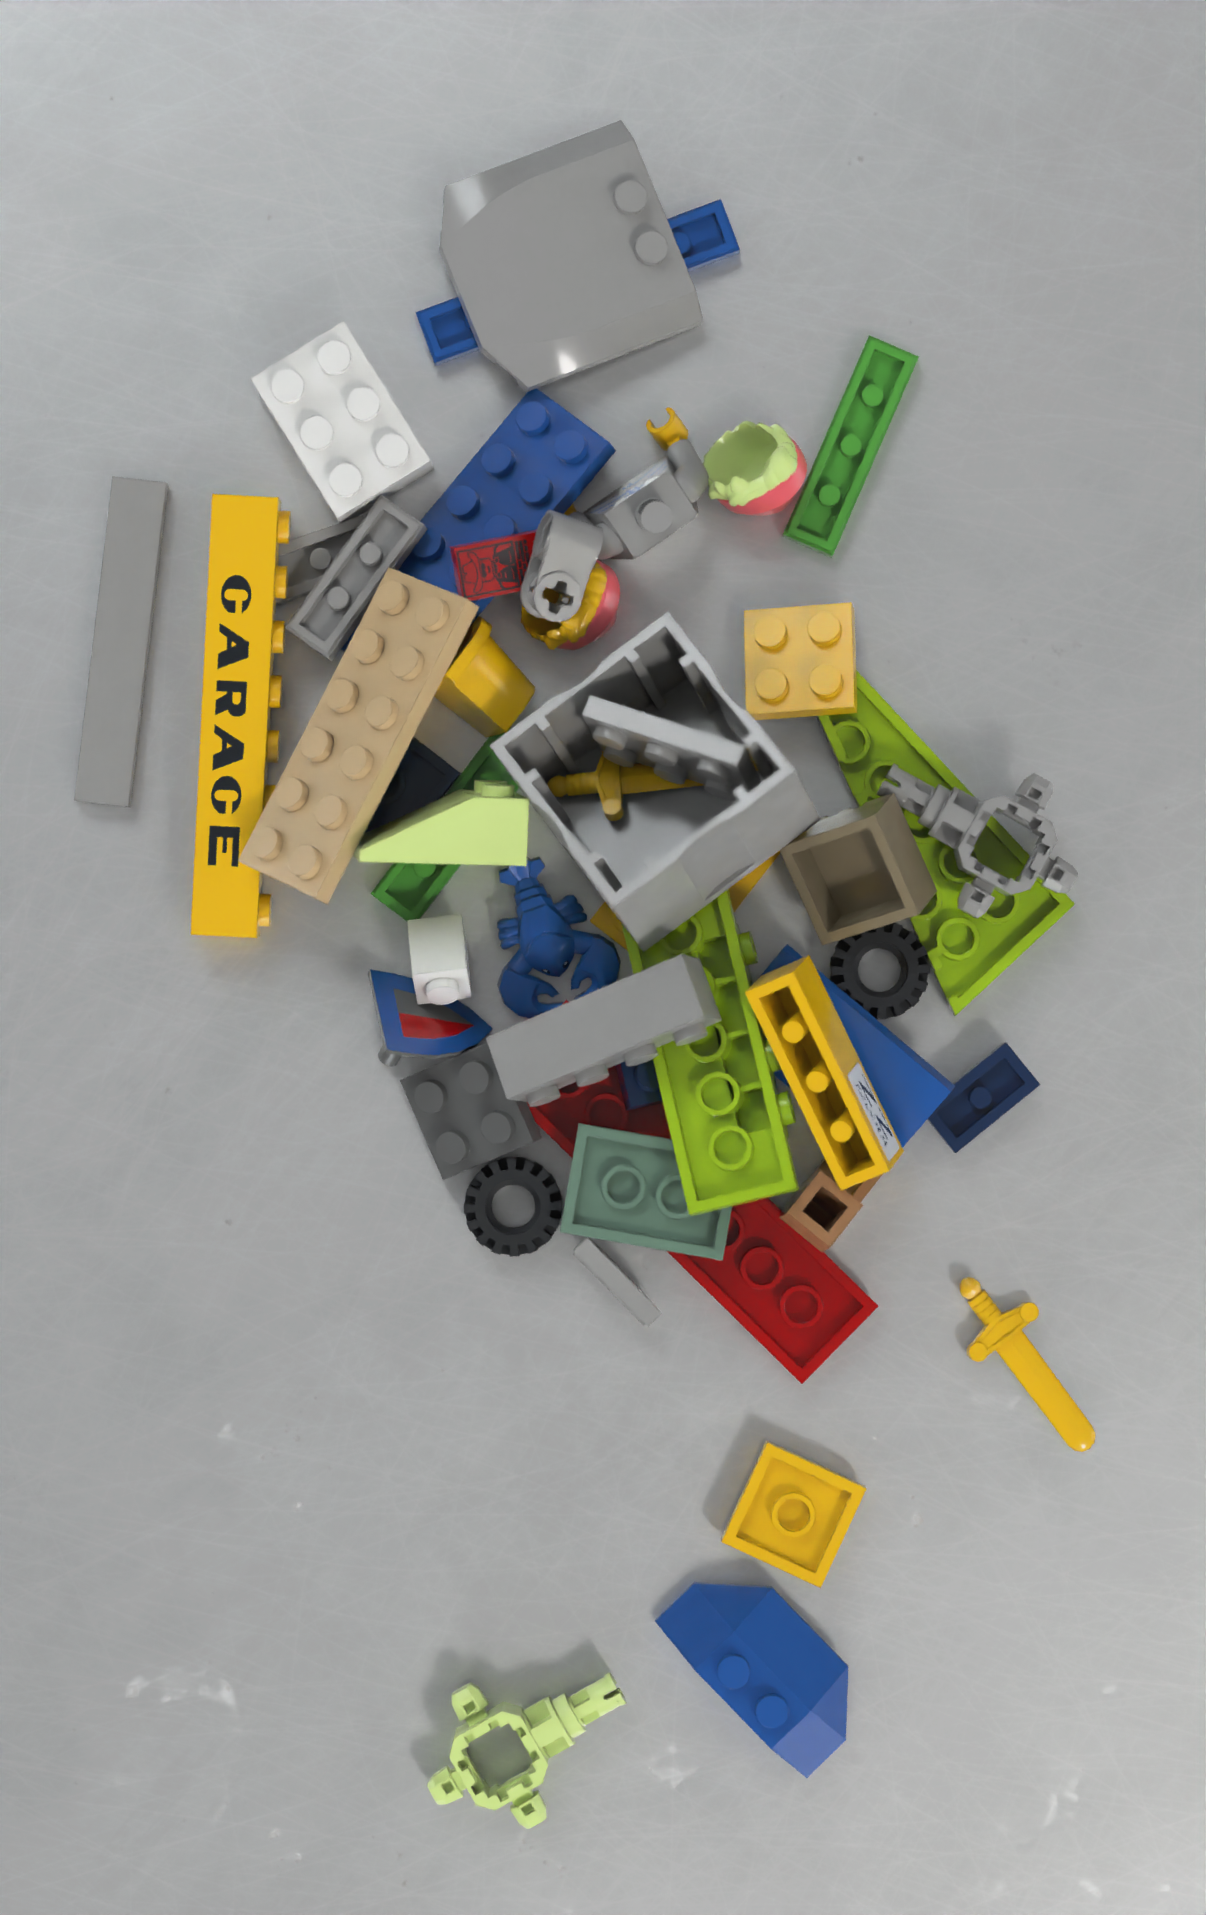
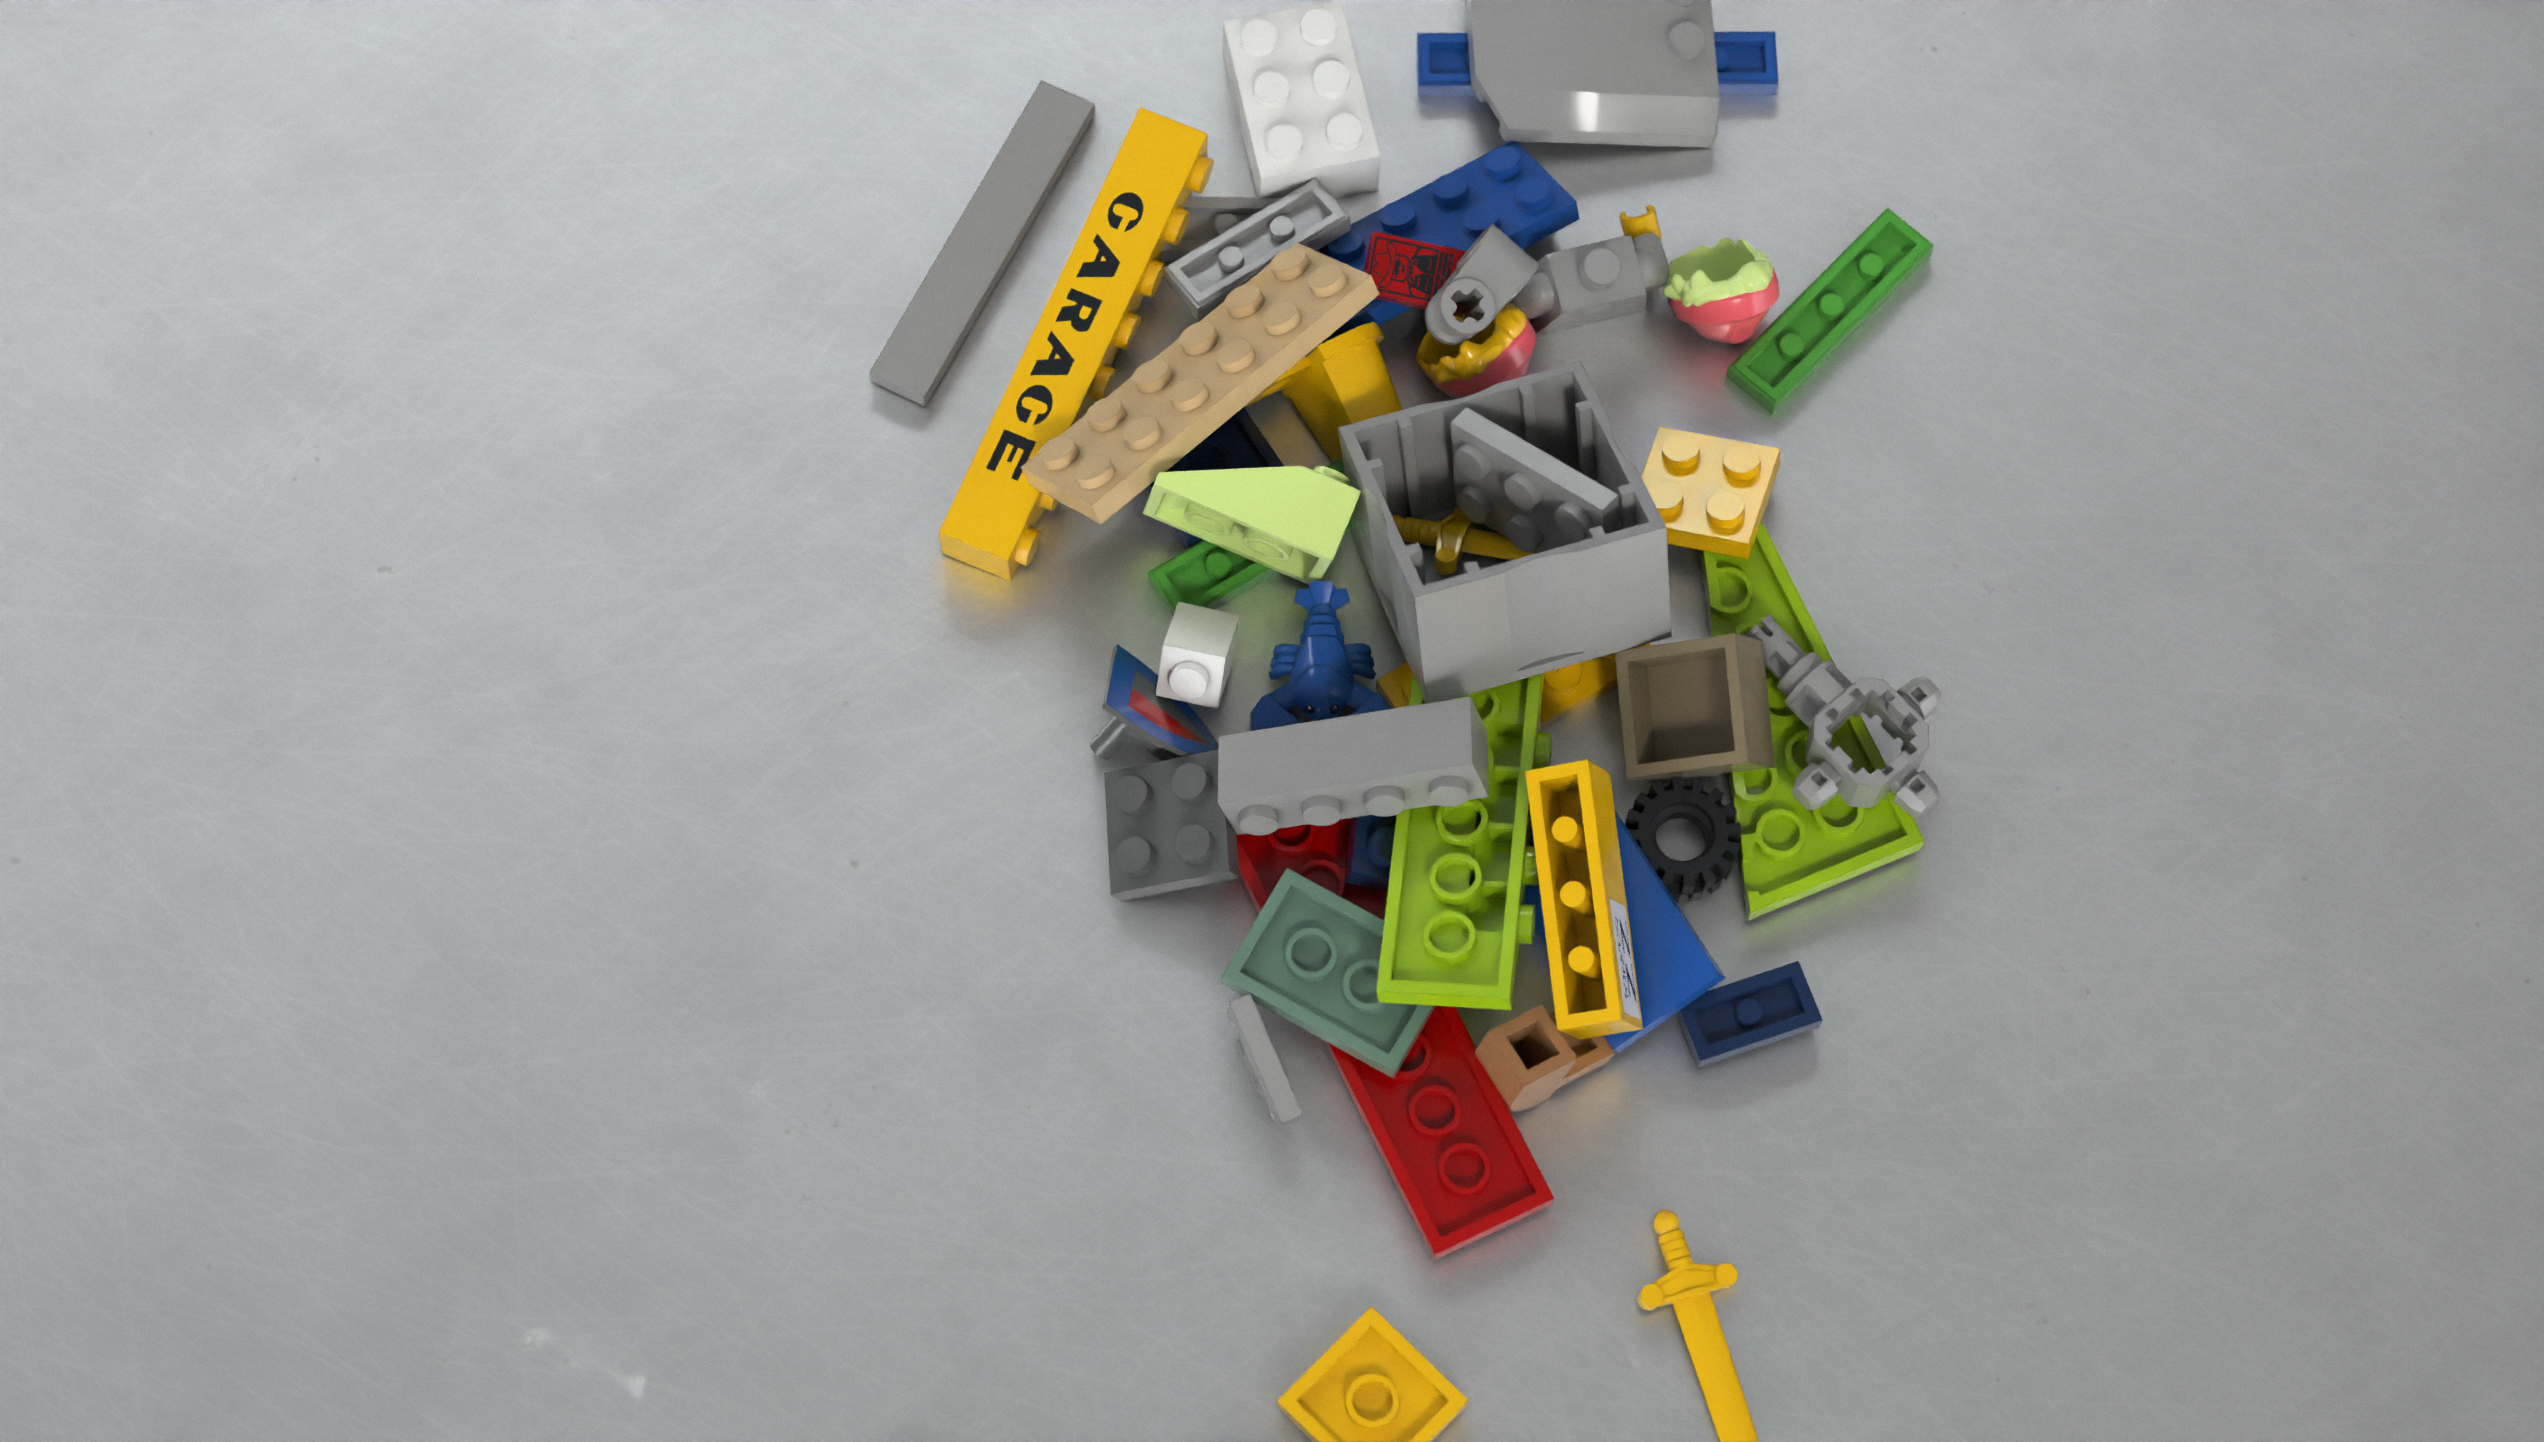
camera: 15 degrees right, 20 degrees down
(489, 1230) = (1171, 911): black tyre -> none

